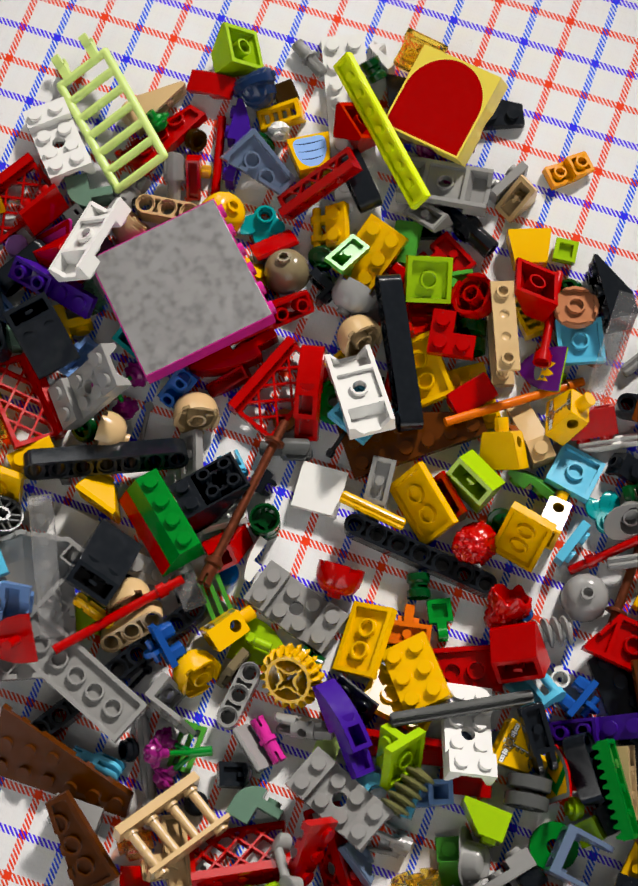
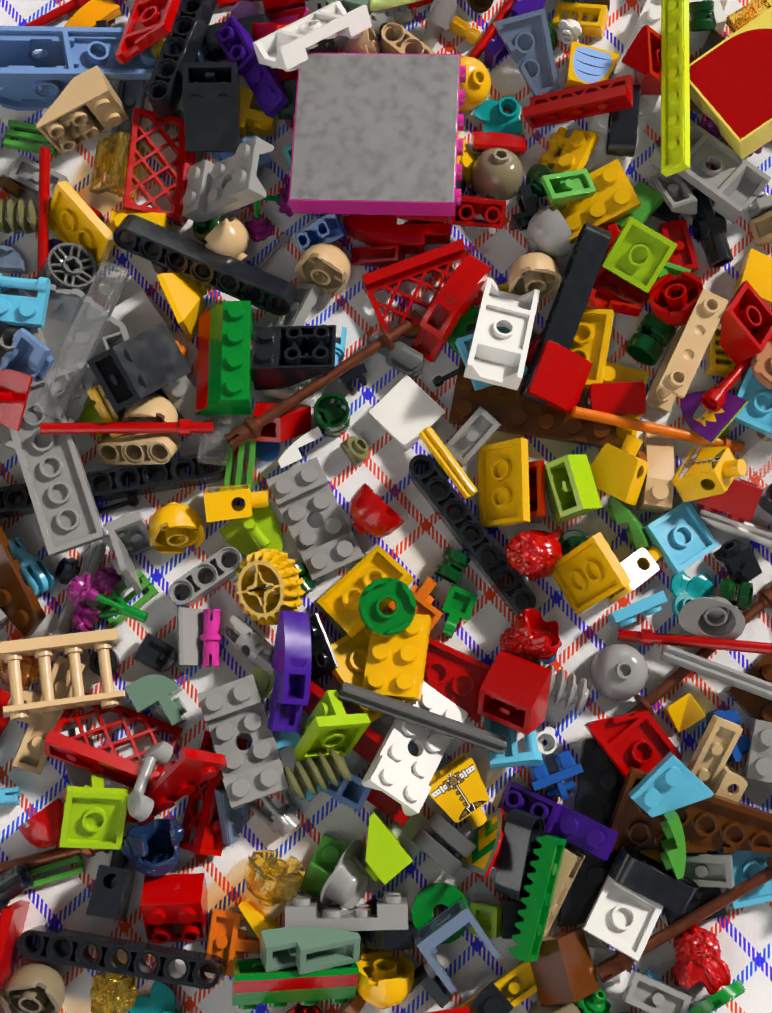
camera: 25 degrees right, 5 degrees up
(160, 635) = (158, 496): blue hips -> none
(193, 177) = (457, 30): red piece -> none
(233, 667) = (230, 539): dark tan tile -> none
(296, 538) = (355, 449): none -> olive plate
(376, 647) = (404, 606): none -> green tile
(420, 402) = (559, 377): none -> red slope
(444, 341) = (620, 329): red plate -> none
(538, 736) = (487, 791): black hinge -> none
(574, 808) = (483, 887): lime plate -> none

